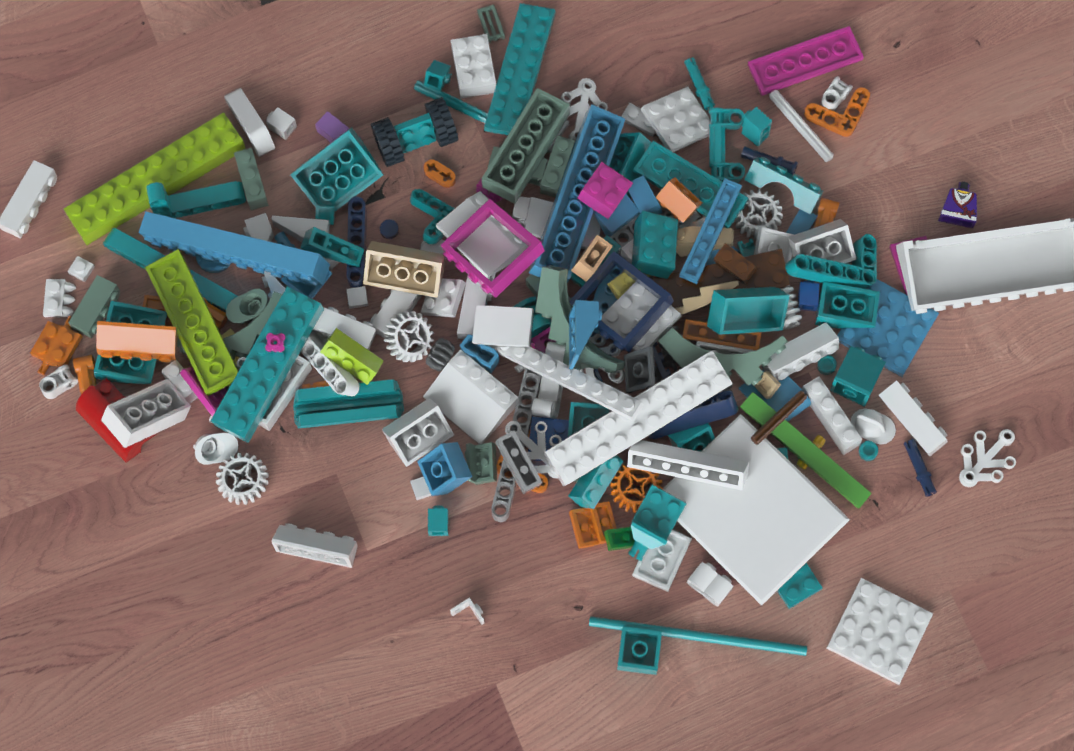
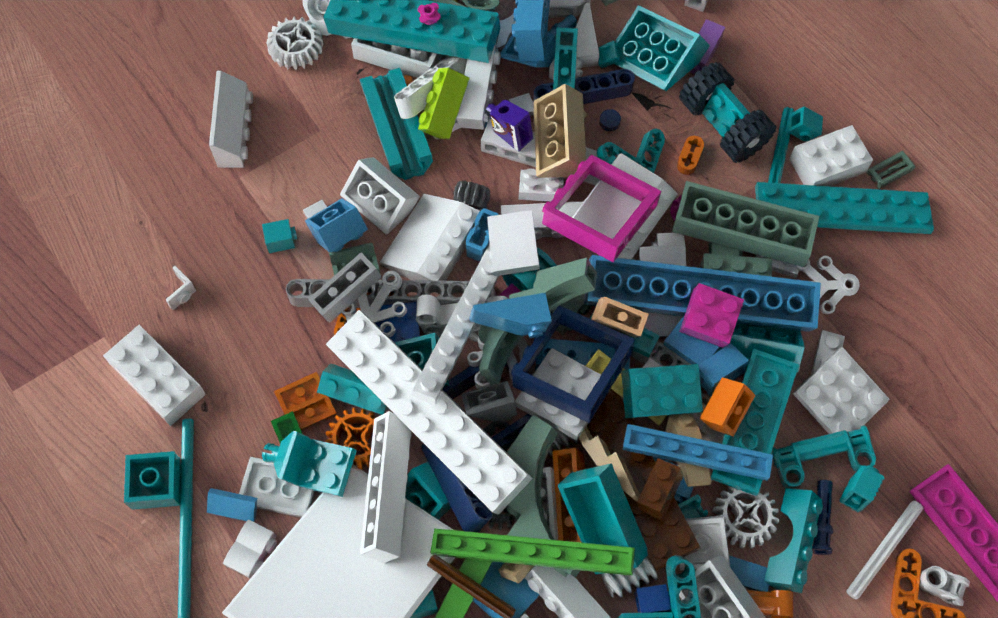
camera: 75 degrees right, 5 degrees down
(386, 305) = (511, 123): none -> dark purple torso
(417, 325) = (482, 168): white gear -> none
(545, 640) = (154, 375): none -> white brick
(671, 593) = (231, 505): none -> dark azure tile
(702, 90) = (890, 417): teal pin -> none
(765, 365) = (533, 551): none -> bright green tile

